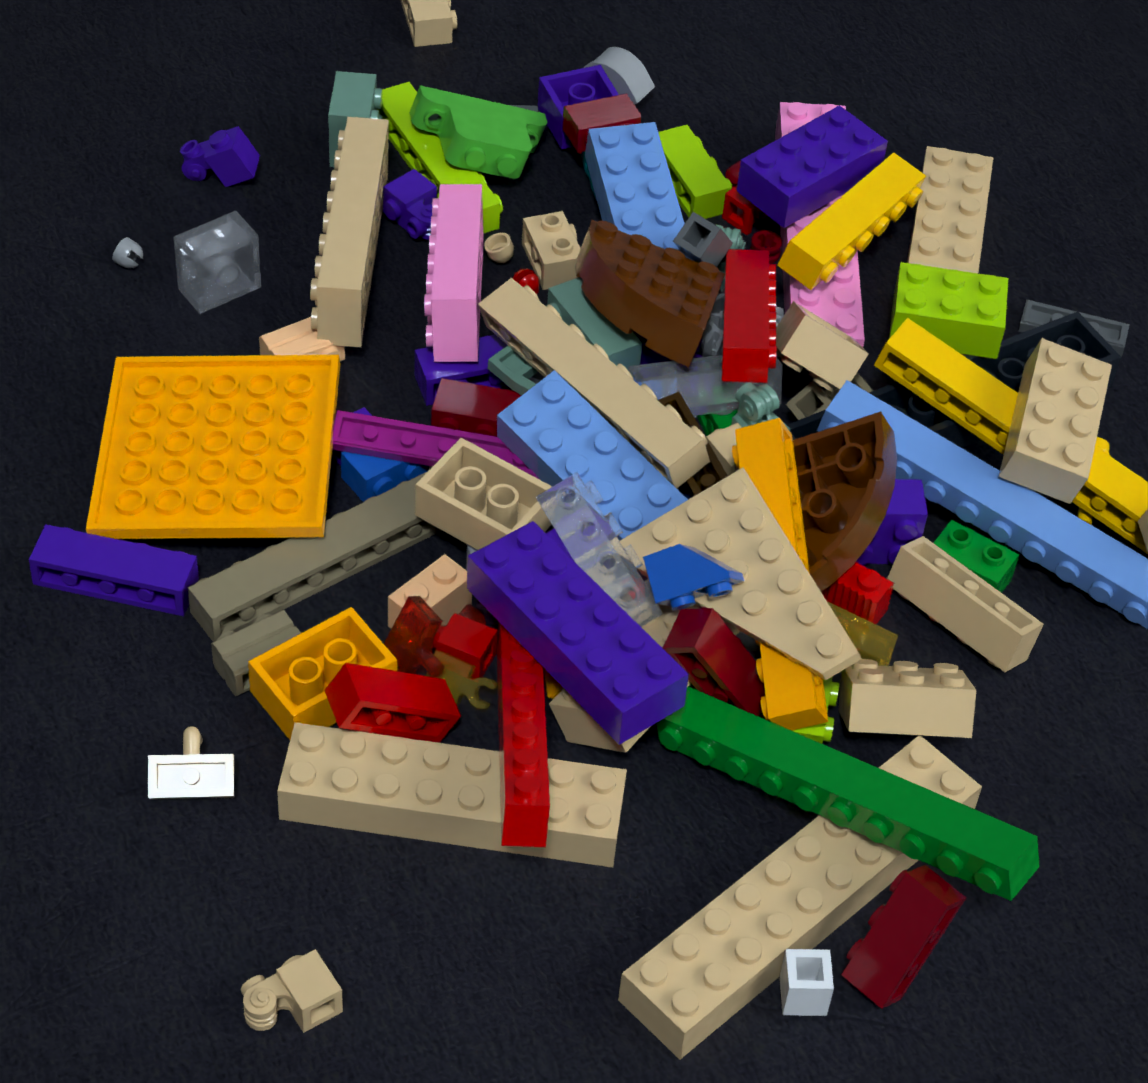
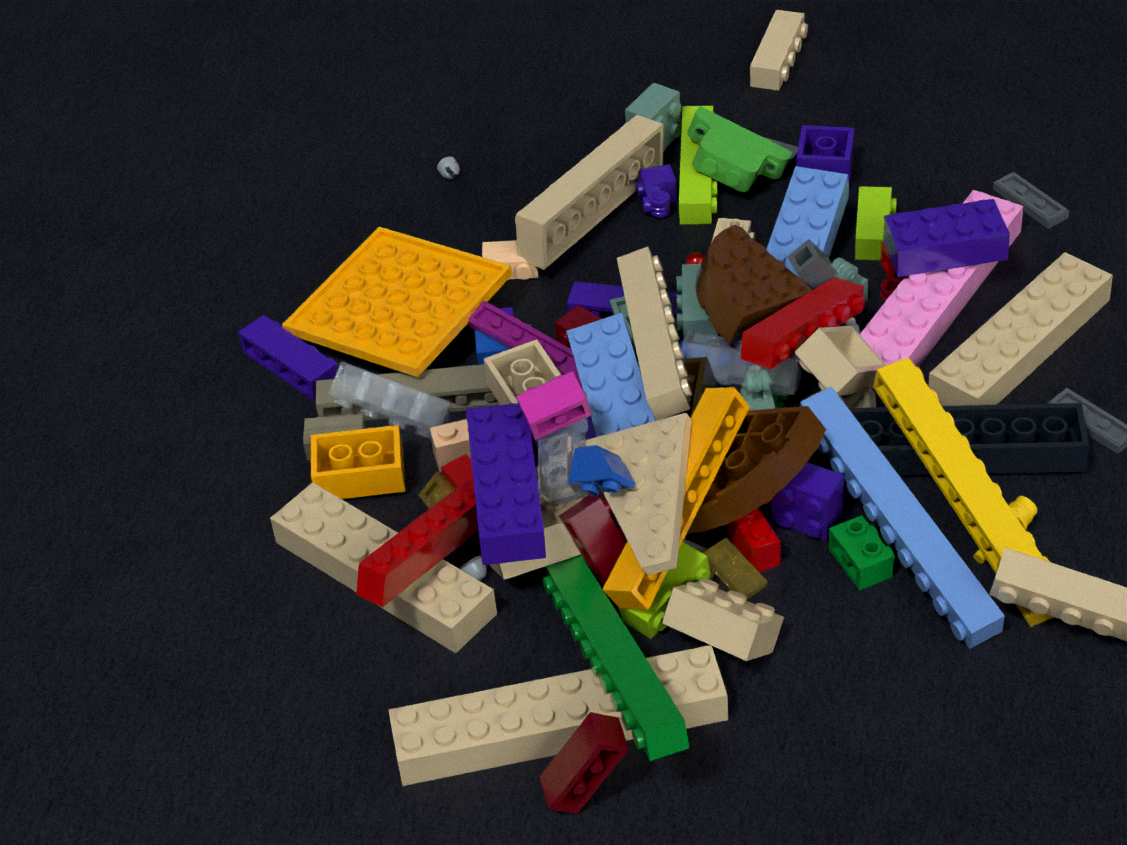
camera: 40 degrees right, 5 degrees down
(191, 773) = (240, 492): plate -> none
(217, 262) = (491, 187): clear brick -> none
(225, 152) = (553, 121): dark purple brick -> none
(300, 986) = (202, 640): tan brick -> none
(311, 578) = (389, 399): none -> clear brick
(392, 703) = (378, 491): red brick -> none
(413, 638) = (420, 468): clear red plate -> none
(455, 273) = (651, 220): bright pink brick -> none
(499, 247) = (695, 235): tan hinge -> none
(563, 749) = (475, 568): none -> light grey hinge
(589, 512) = (554, 405): none -> dark pink brick
(597, 114) = (822, 159): dark red brick -> none
(625, 73) = (872, 142): light grey brick -> none
(806, 982) = (508, 769): white brick -> none
(810, 90) = (1034, 201): none -> dark grey tile
(852, 222) = (946, 284): yellow brick -> none
(954, 306) = (967, 367): lime brick -> none
(964, 604) = (826, 575): tan brick -> none
(1055, 421) = (970, 465): tan brick -> none

